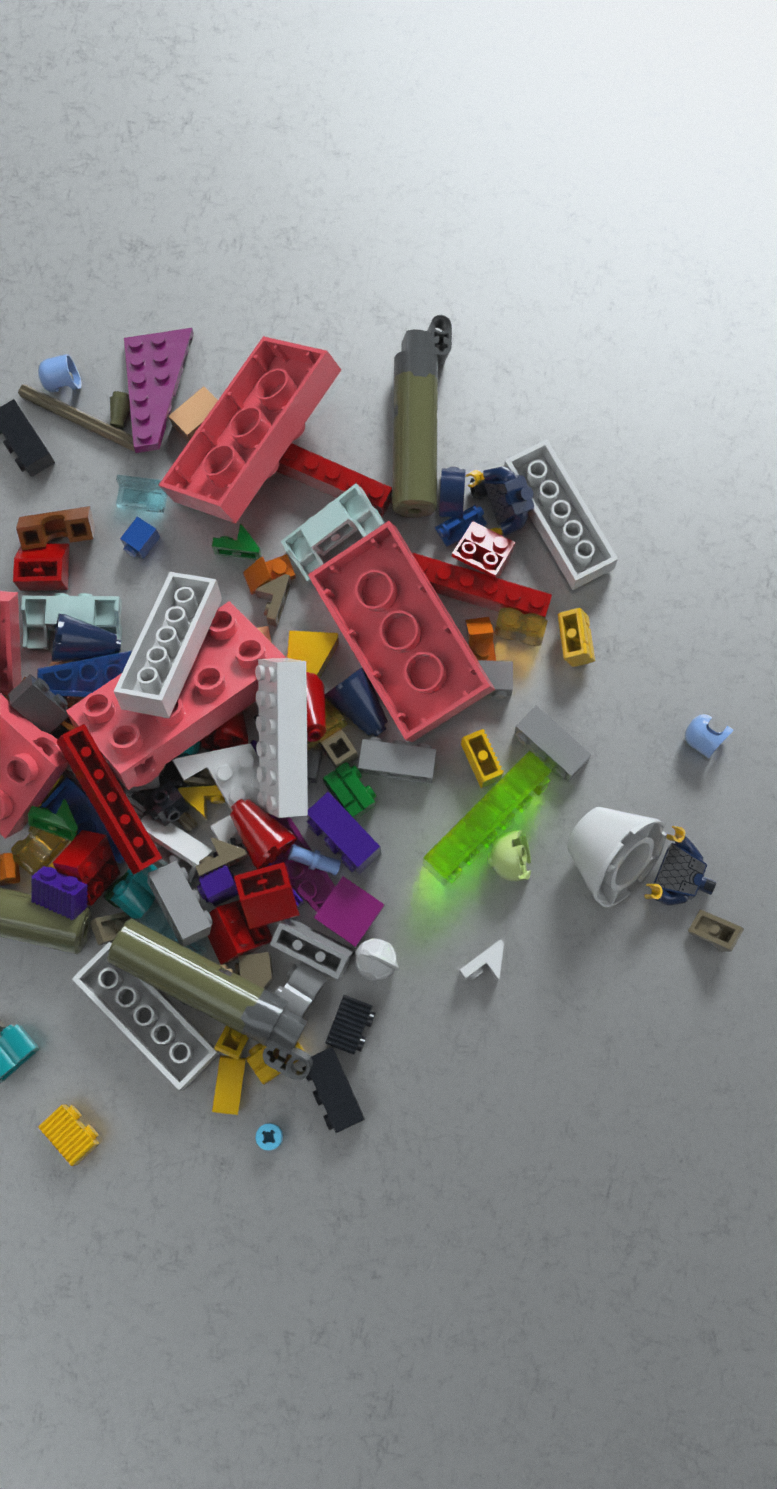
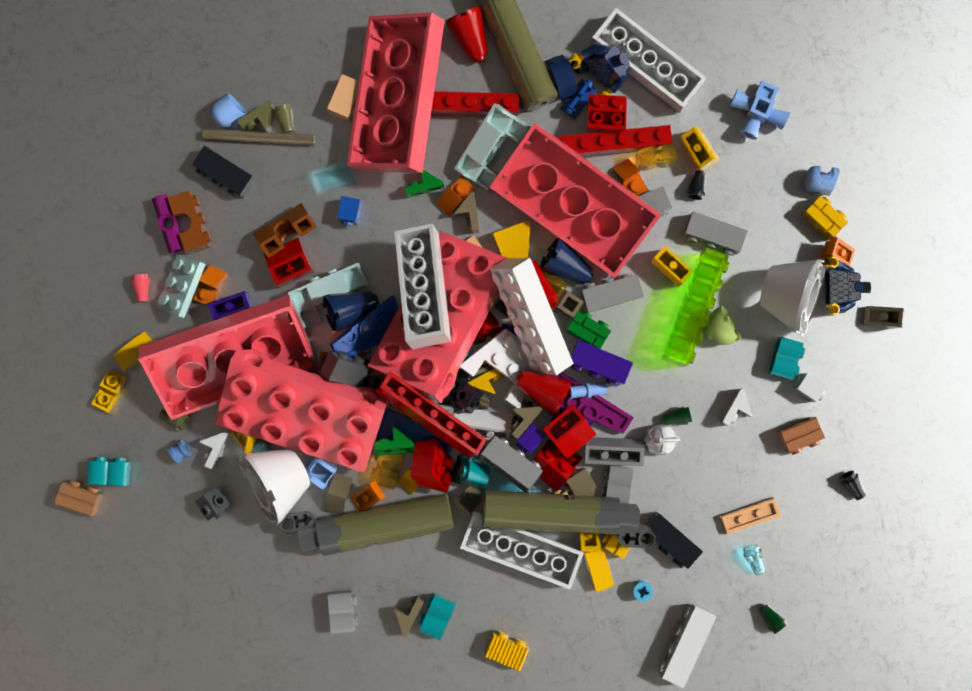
camera: 30 degrees left, 10 degrees up
(59, 892) = (424, 494): dark purple brick -> none
(94, 394) = (261, 114): none -> olive slope
(153, 378) = (299, 81): magenta wing -> none
(292, 1231) = (687, 646): none -> white brick
(349, 911) = (628, 415): magenta tile -> none
(350, 1024) = (662, 492): black brick -> none
(369, 400) = (470, 33): none -> red cone
(411, 942) = (678, 417): none -> dark green cone
(414, 1248) = (772, 619): none -> dark green cone
(426, 1161) = (754, 557): none -> clear light blue cone
(445, 1104) = (750, 515): none -> light nougat tile
(551, 1031) = (800, 435): none -> nougat brick
(554, 682) = (697, 186): none -> black cone
(573, 929) = (785, 358): none -> teal brick
(588, 978) = (810, 387): none -> white brick
(591, 1123) = (852, 483): none -> black cone
(667, 623) = (759, 109): none -> light blue brick
(693, 781) = (825, 217): none -> yellow brick
(695, 827) = (838, 248): none -> orange slope

